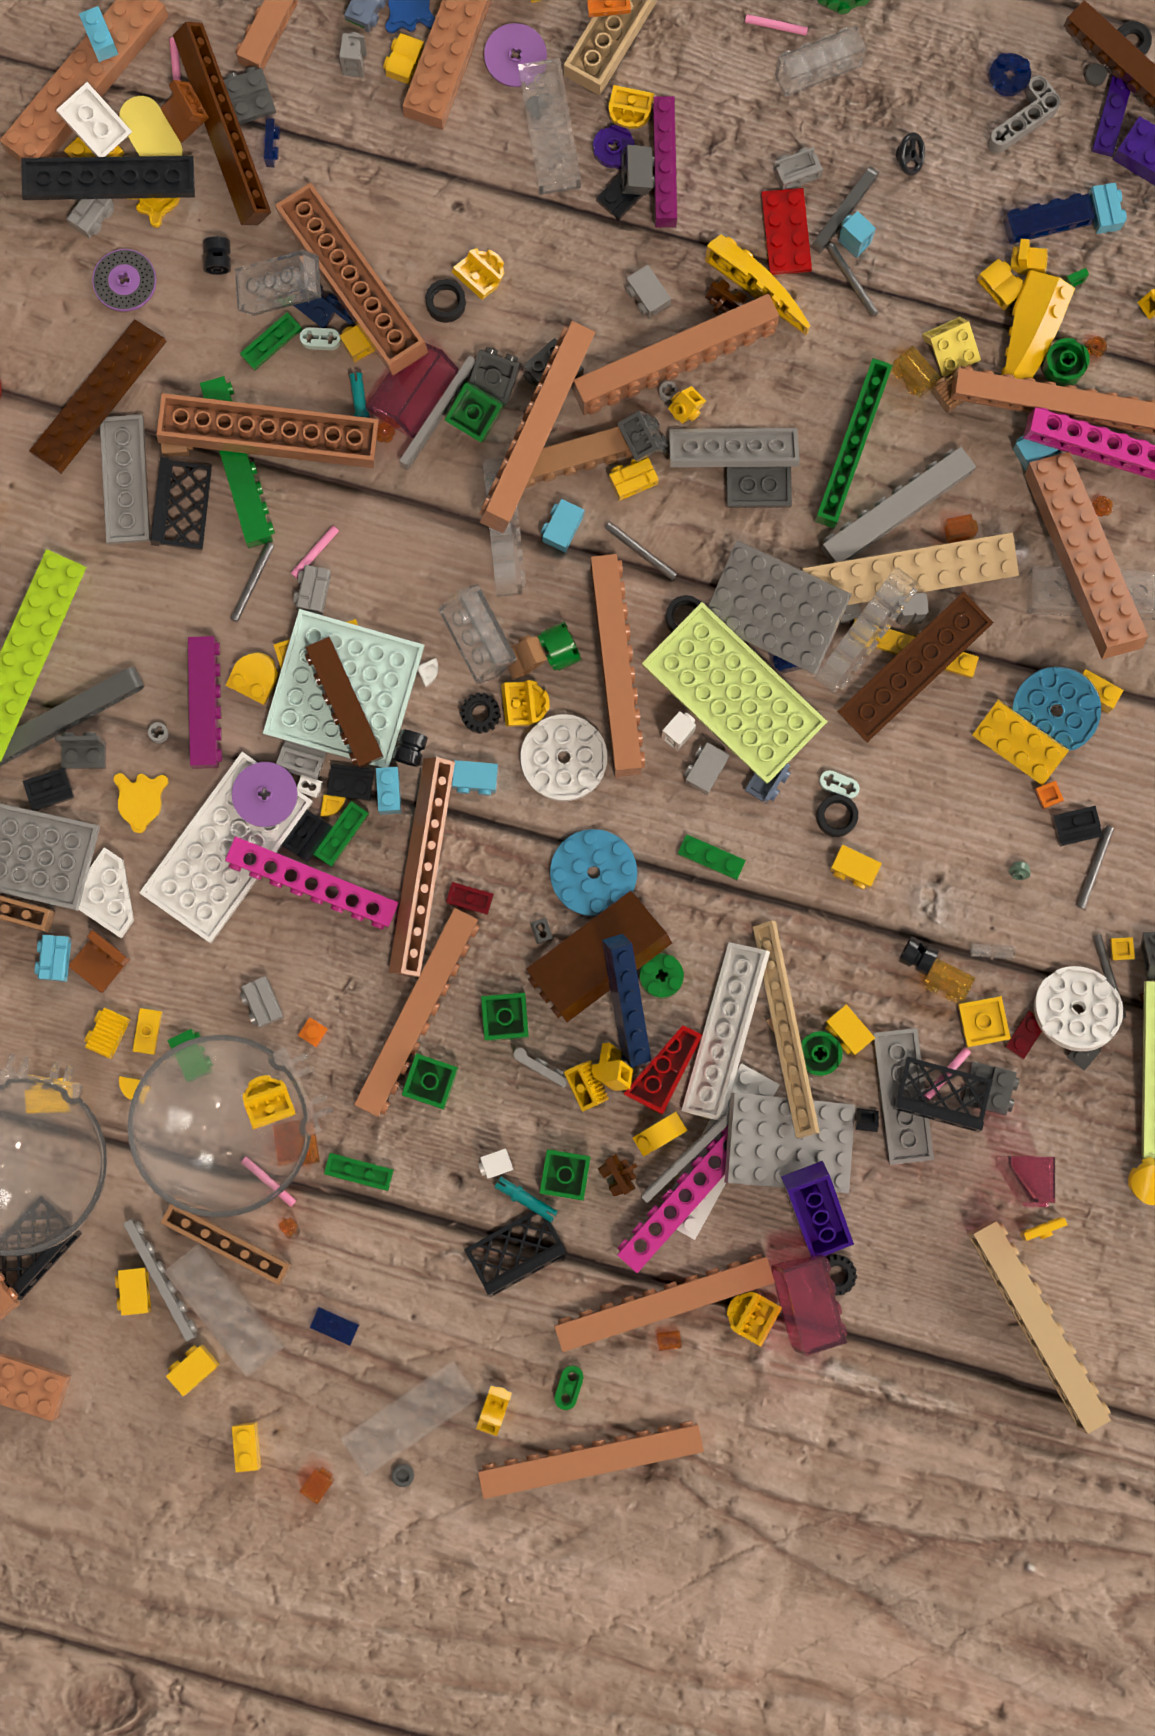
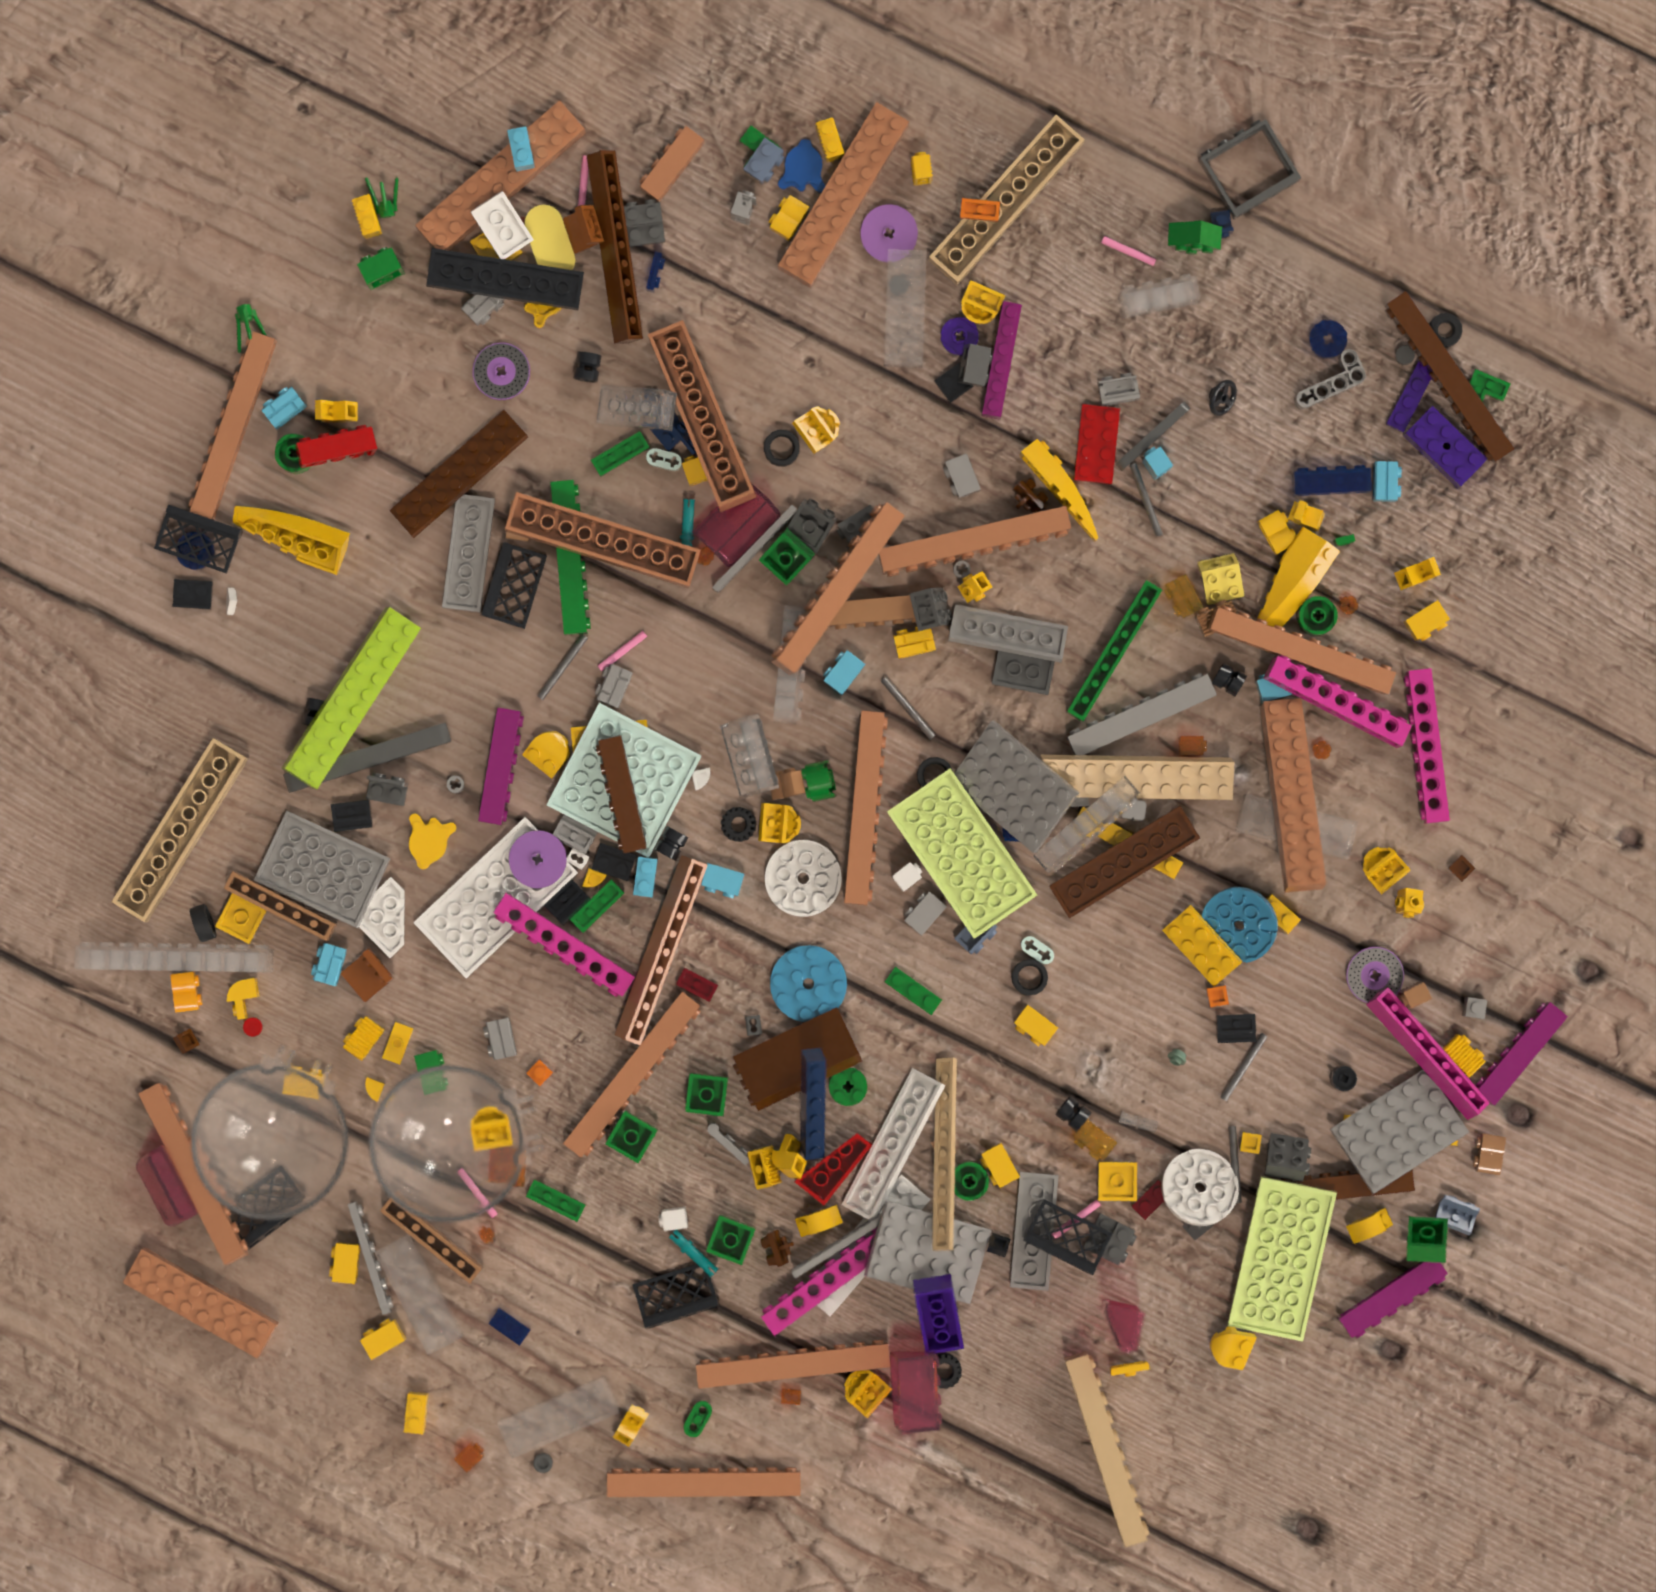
camera: 10 degrees right, 5 degrees up
(985, 449) = (1229, 679): none -> black wheel

